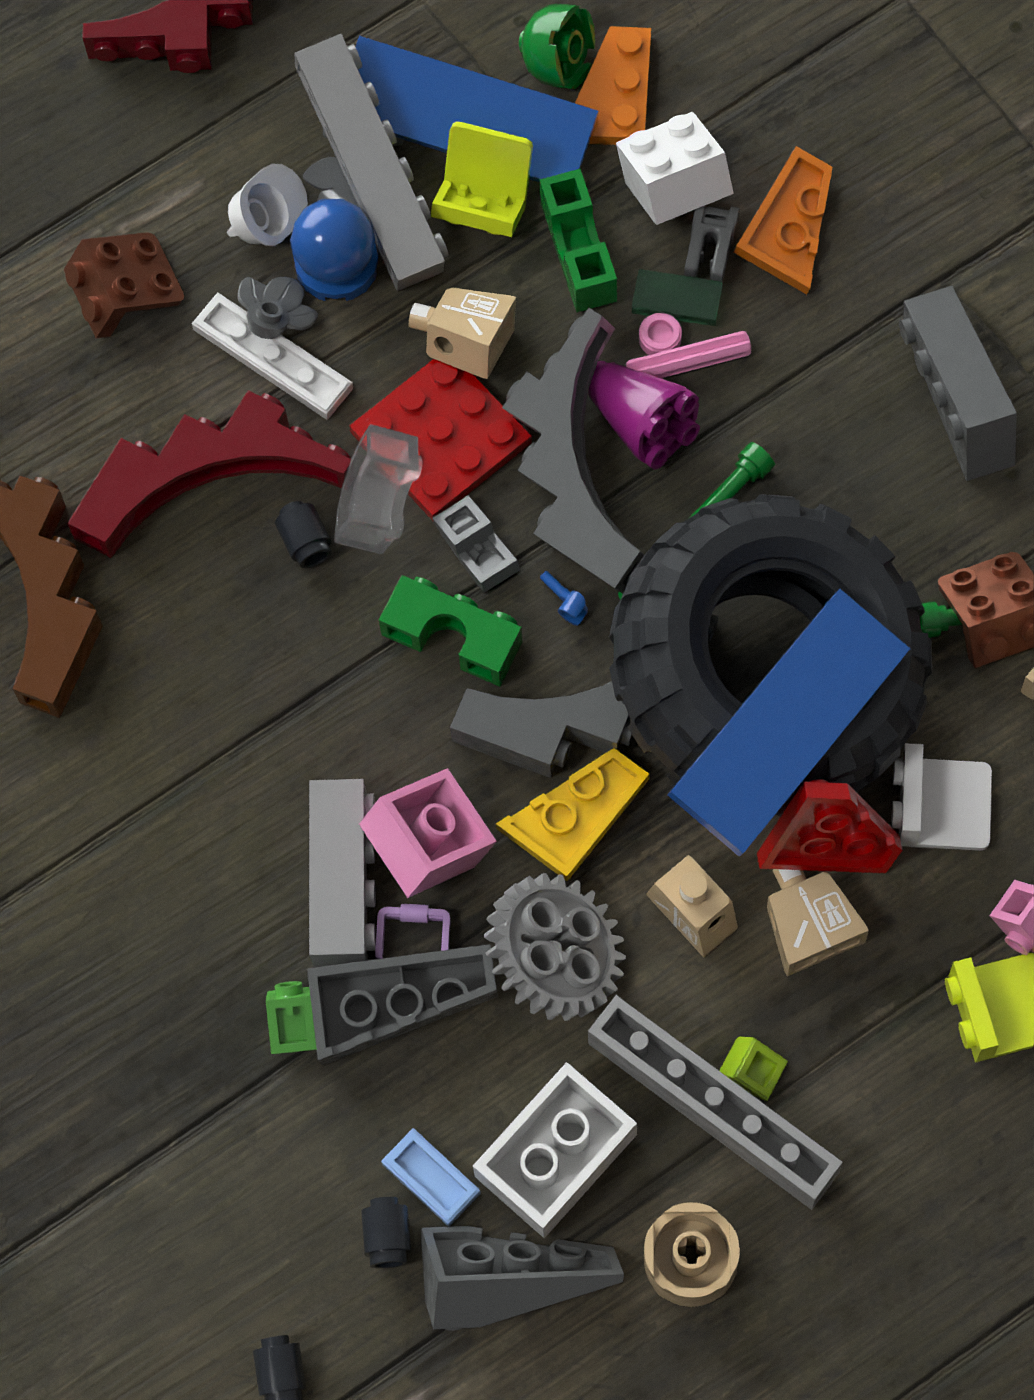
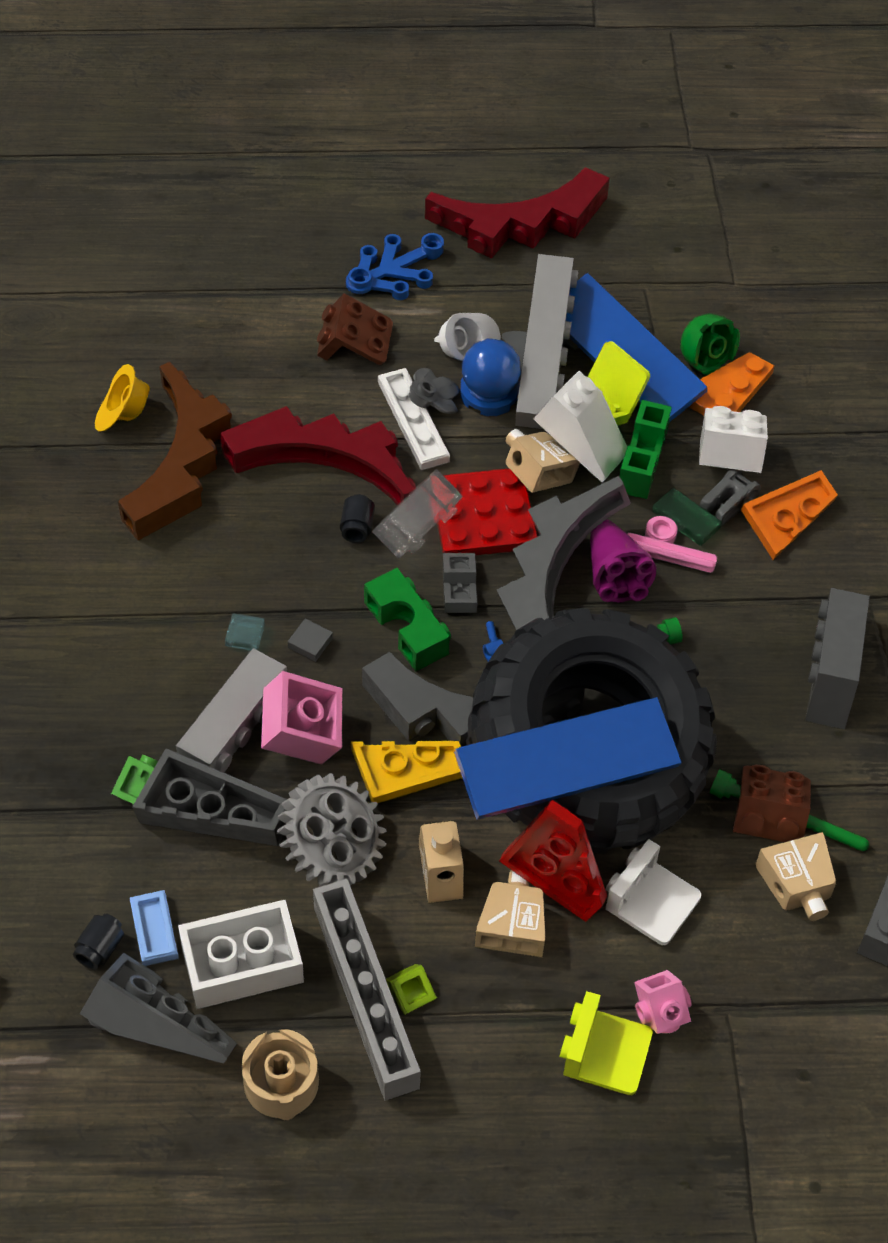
camera: 25 degrees right, 15 degrees down
(102, 158) = (362, 279): none -> blue plant
(274, 759) = (244, 632): none -> clear light blue tile
(356, 723) = (310, 640): none -> dark grey tile
(411, 913) = (258, 765): lavender piece -> none
(493, 255) = (584, 426): none -> white slope

